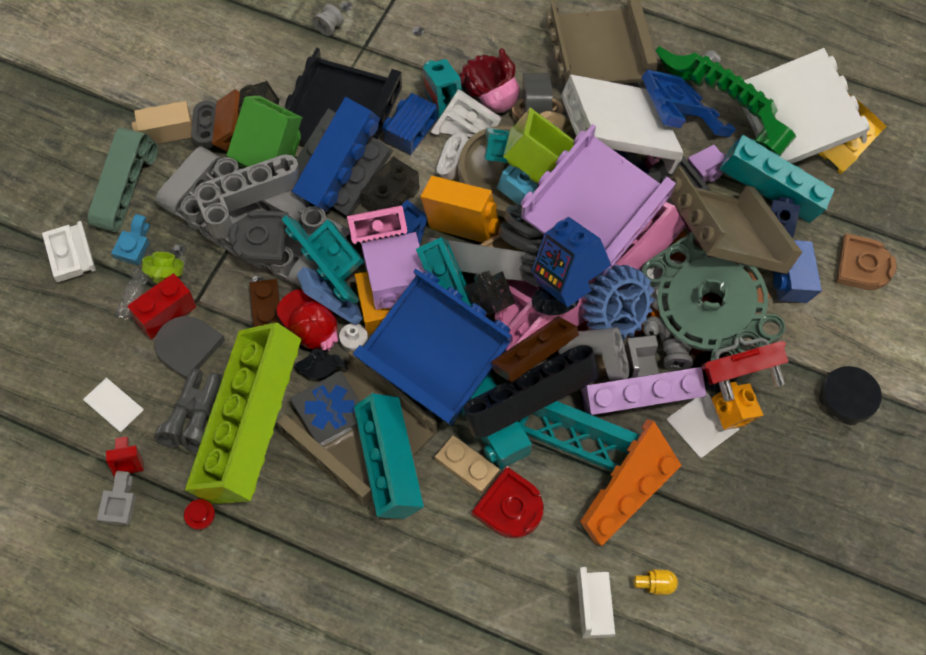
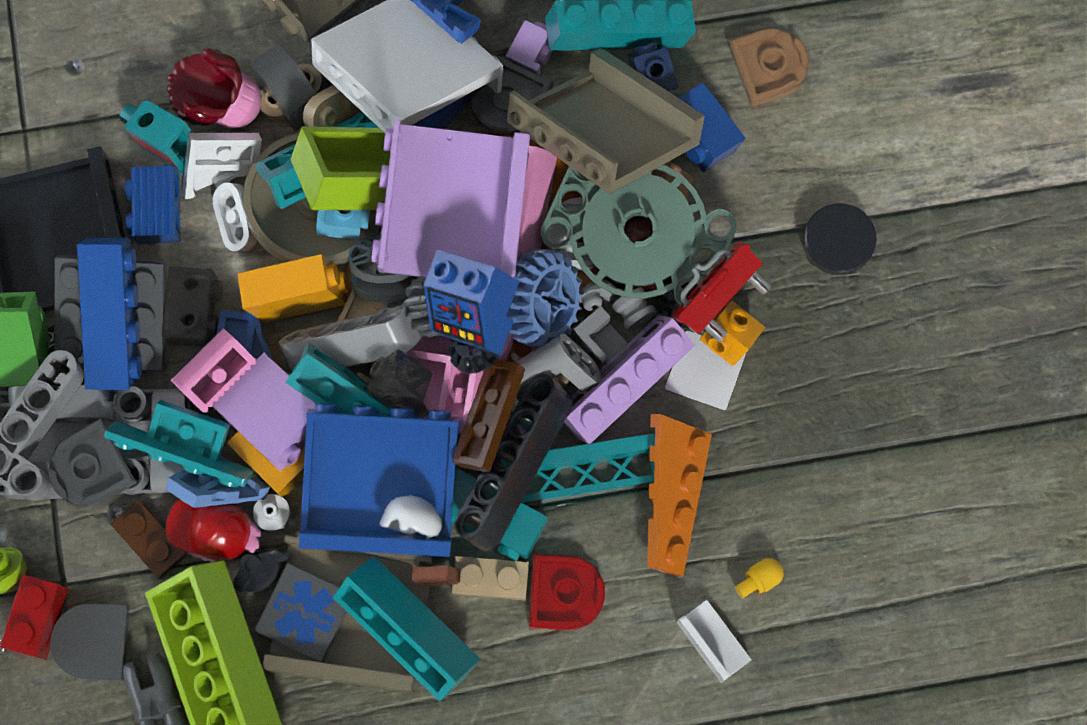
camera: 30 degrees left, 15 degrees up
(431, 436) = (436, 575): none -> copper tile
(439, 381) = (411, 515): none -> white hair

